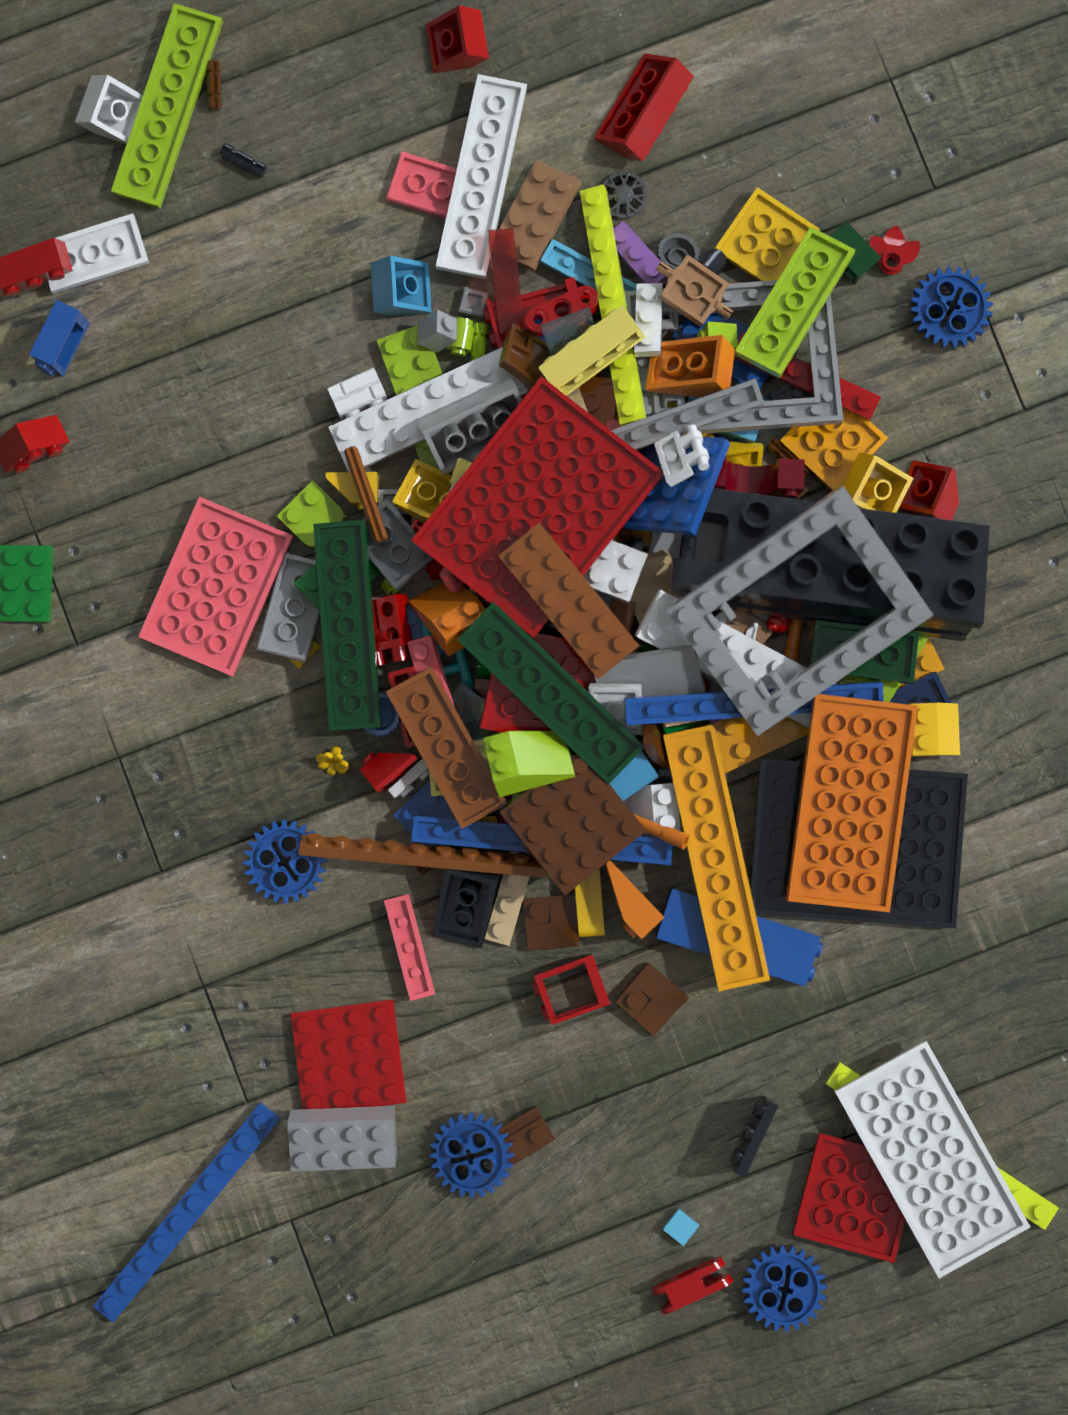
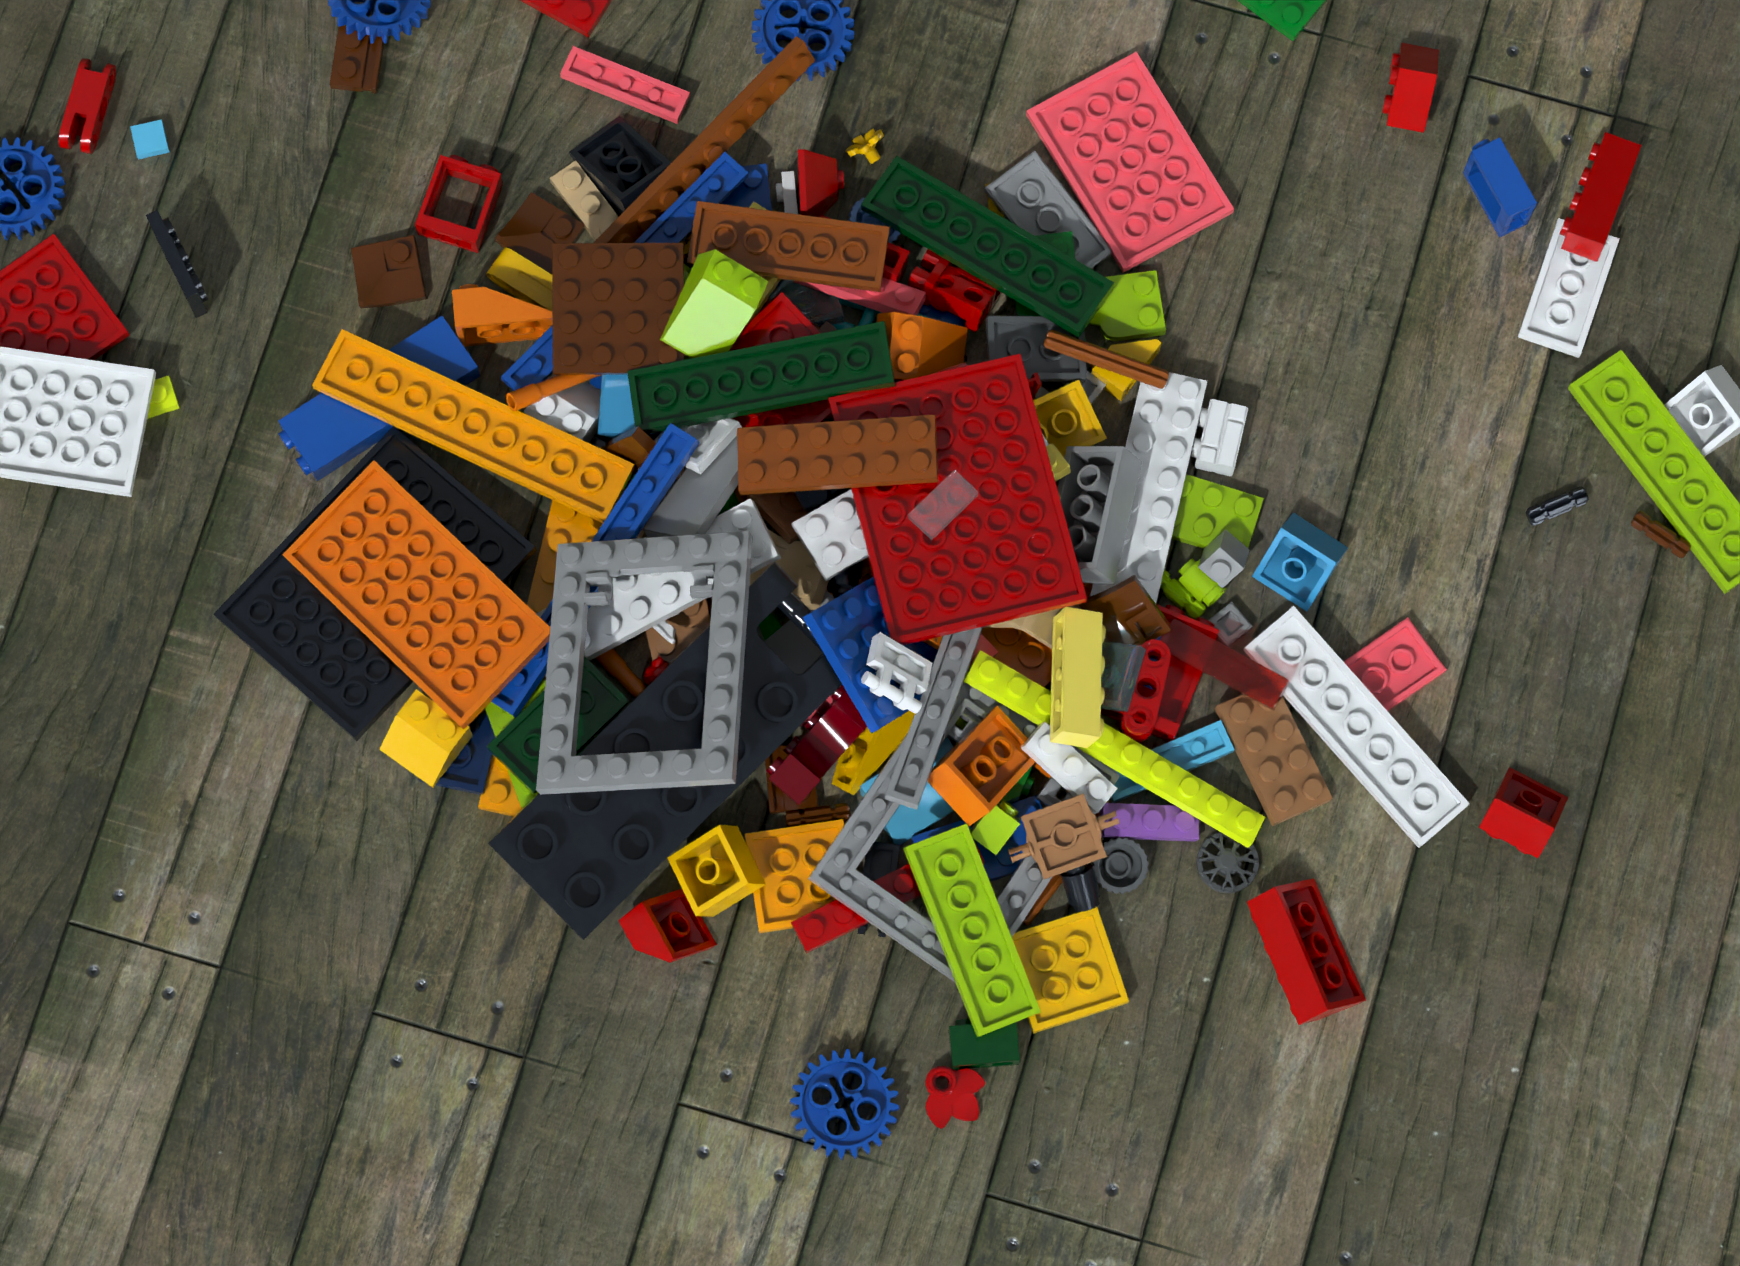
camera: 120 degrees right, 10 degrees down
(550, 509) = (943, 504): none -> clear tile

